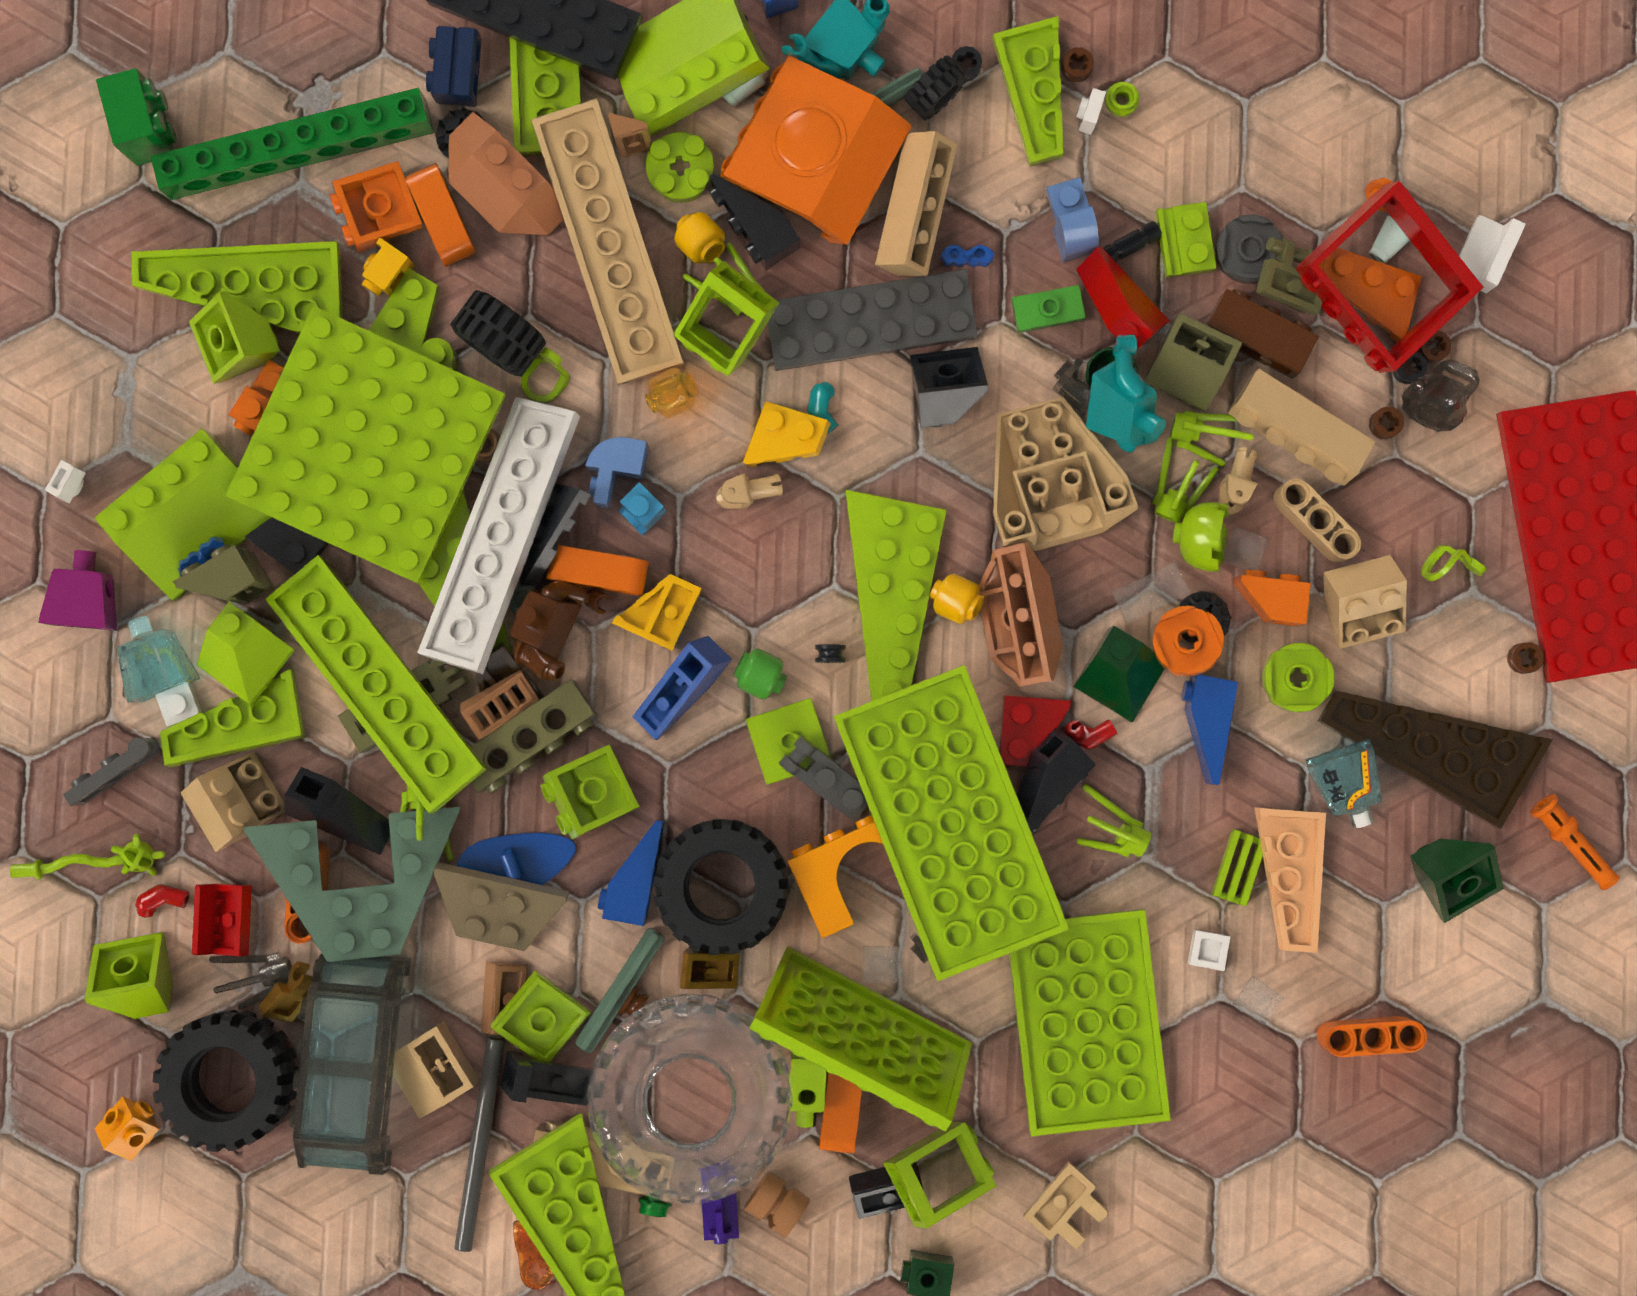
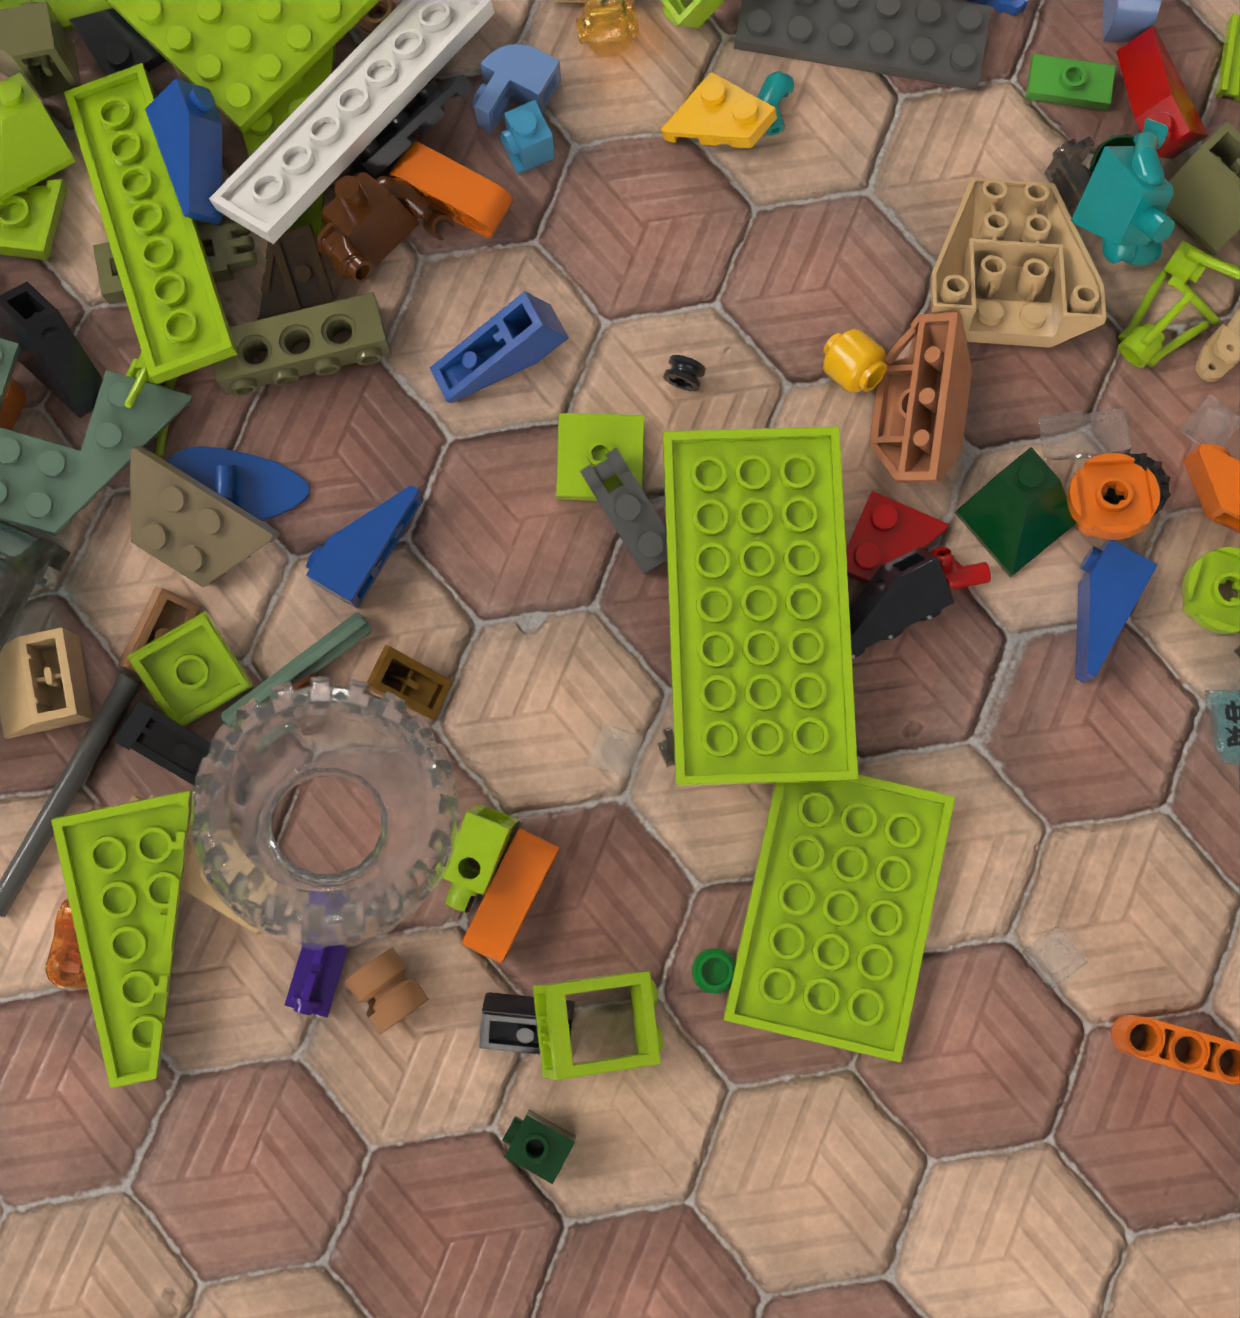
camera: 20 degrees right, 5 degrees down
(386, 614) = (190, 145): none -> blue slope
(494, 721) = (243, 296): medium nougat slope -> none
(588, 792) = (346, 430): lime plate -> none
(653, 1207) = (240, 940): green plate -> none
(661, 612) = (507, 261): yellow wing -> none
(721, 934) = (444, 533): black tyre -> none
(740, 491) = (653, 159): tan piece -> none
(760, 674) = (594, 365): bright green head -> none
(817, 874) = (579, 614): light orange arch -> none
(864, 1038) = (561, 820): lime plate -> none
(894, 571) = (790, 311): lime wing -> none
(947, 384) = (924, 122): black slope -> none
(1010, 1101) = (713, 970): none -> green plate
(1060, 1201) = (730, 1115): tan plate -> none
(1131, 837) = (965, 706): lime plant -> none
(1134, 241) = (1196, 40): black axle -> none
(1203, 536) = (1170, 384): lime cylinder -> none
(1208, 950) = (1015, 873): white plate -> none
(1251, 872) = (1106, 761): lime tile -> none
(1294, 868) = (1150, 815): light nougat wing -> none

